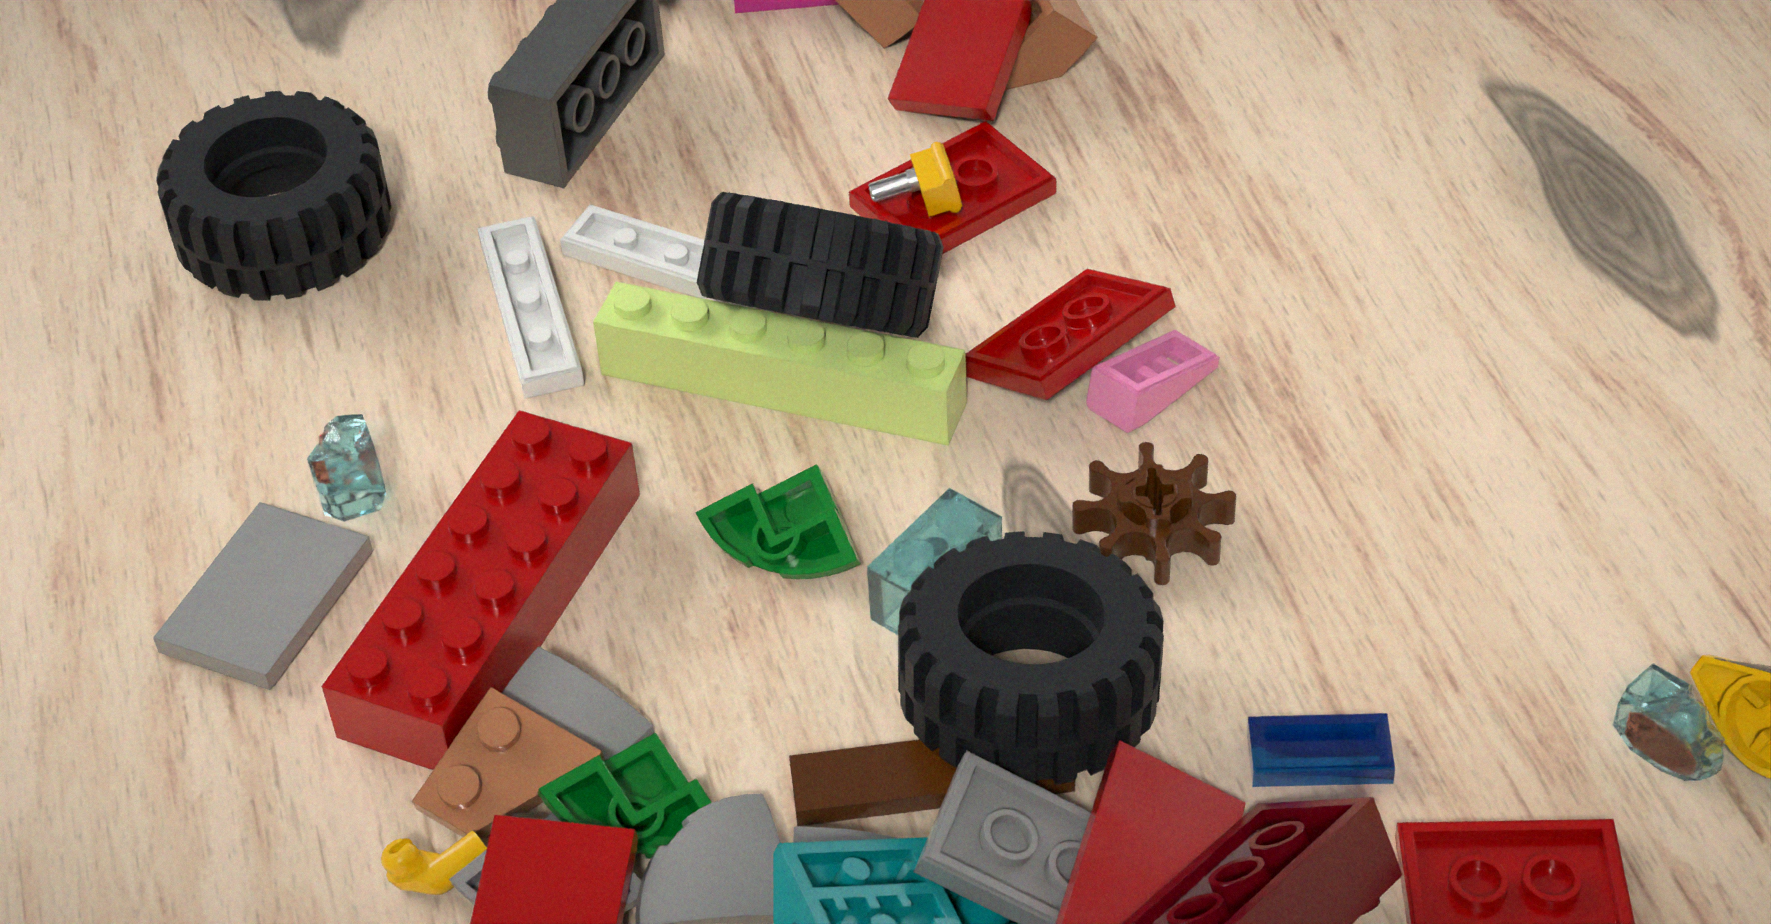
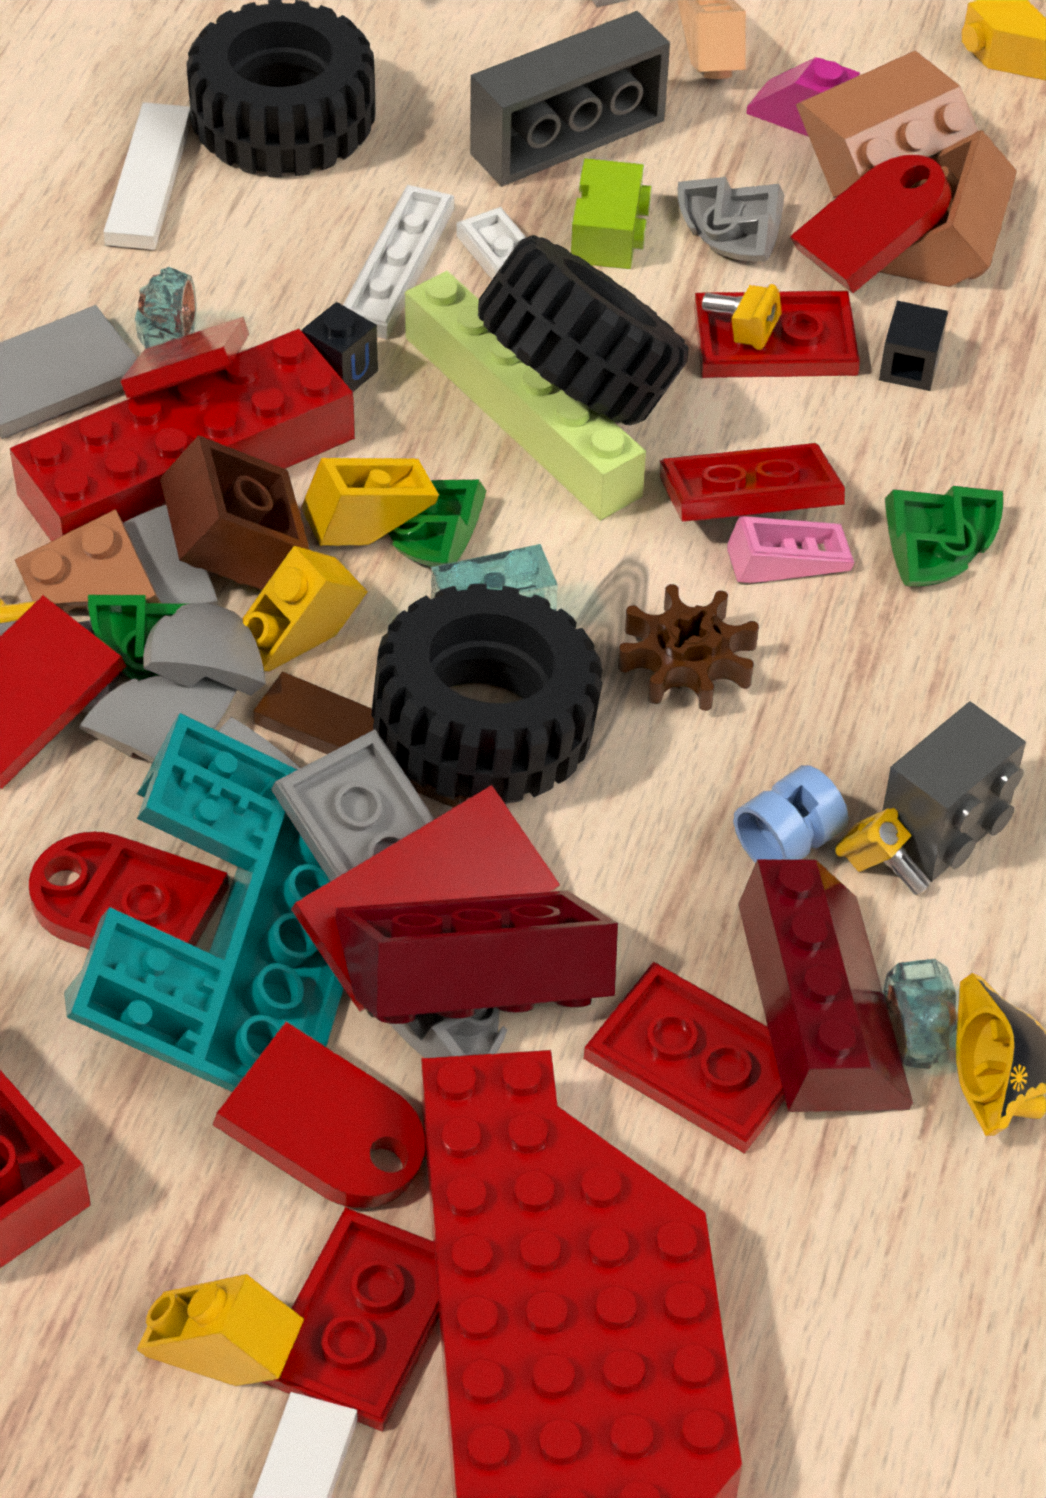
camera: 30 degrees right, 5 degrees up
(196, 351) = (148, 176): none -> white tile
(431, 497) = (185, 358): none -> red tile
(565, 396) = (346, 343): none -> black brick
(618, 626) = (231, 512): none -> copper brick
(703, 153) = (607, 214): none -> lime brick
(707, 771) = (203, 643): none -> light grey brick
(725, 541) = (365, 498): none -> yellow slope
(752, 687) = (302, 606): none -> yellow slope
(818, 109) = (735, 220): none -> light grey brick
(1093, 138) = (913, 345): none -> black brick
(1265, 290) = (940, 533): none -> green brick
(1320, 750) = (653, 882): clear blue tile -> none
(1399, 616) = (791, 818): none -> light blue wheel
(1490, 591) = (879, 841): none -> yellow piece
(1525, 507) = (955, 788): none -> dark grey brick
(1569, 760) = (820, 991): none -> dark red slope

